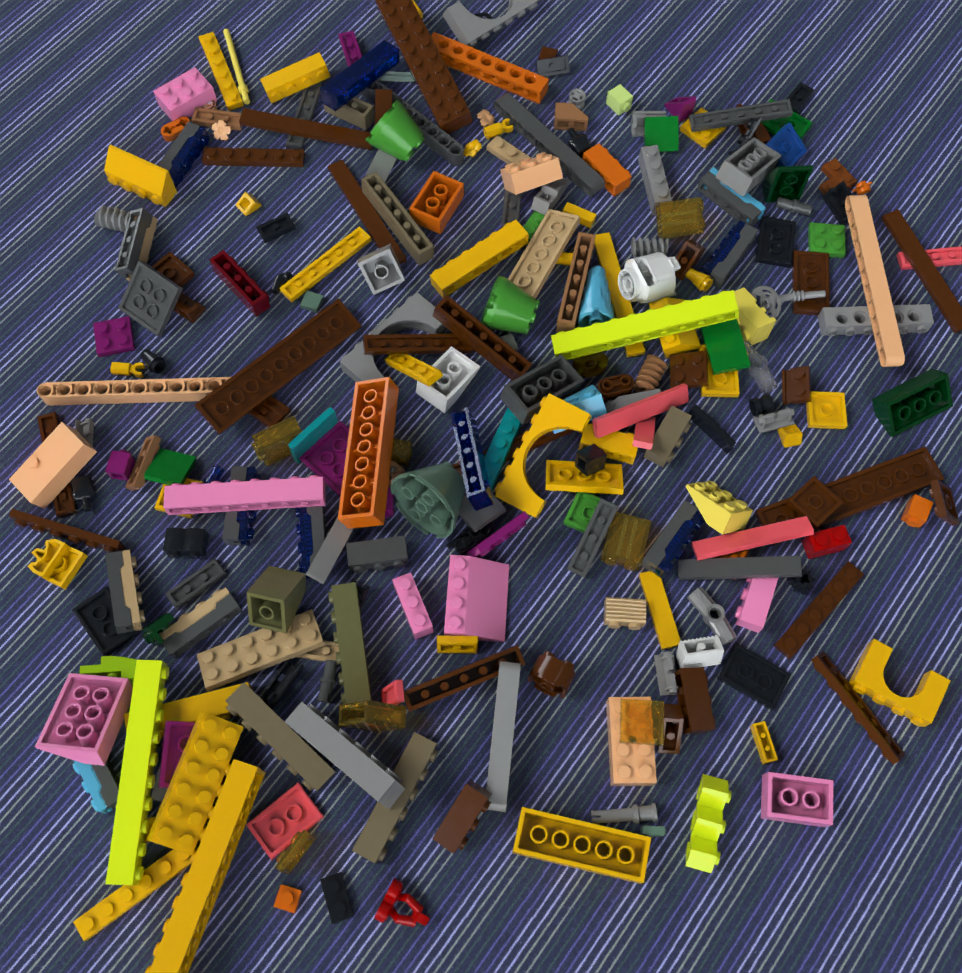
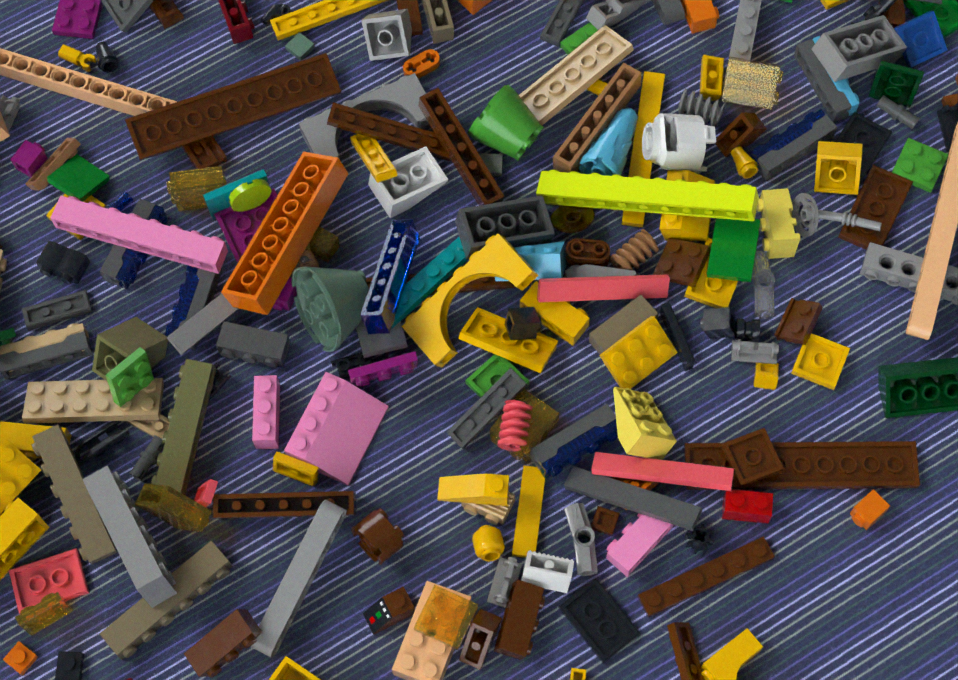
camera: 25 degrees right, 0 degrees up
(288, 618) = (130, 377): none -> bright green plate
(326, 432) = (249, 196): none -> lime tile
(414, 283) = (421, 64): none -> orange beam
(479, 258) = (502, 57): yellow brick -> none
(585, 733) = (389, 610): none -> slope
(587, 218) = (640, 42): yellow piece -> none
(615, 606) = (475, 489): none -> yellow slope
(623, 543) = (513, 425): none -> coral piece
(640, 647) = (488, 543): none -> yellow head
(644, 433) = (595, 314): coral tile -> none
(645, 223) = (711, 77): none -> yellow brick
(689, 452) = (638, 353): none -> yellow plate
(722, 594) = (605, 521): none -> reddish brown tile
(738, 407) = (719, 323): none -> black brick
(772, 259) = (838, 167): none -> yellow slope
(944, 500) = (904, 511): reddish brown plate -> none

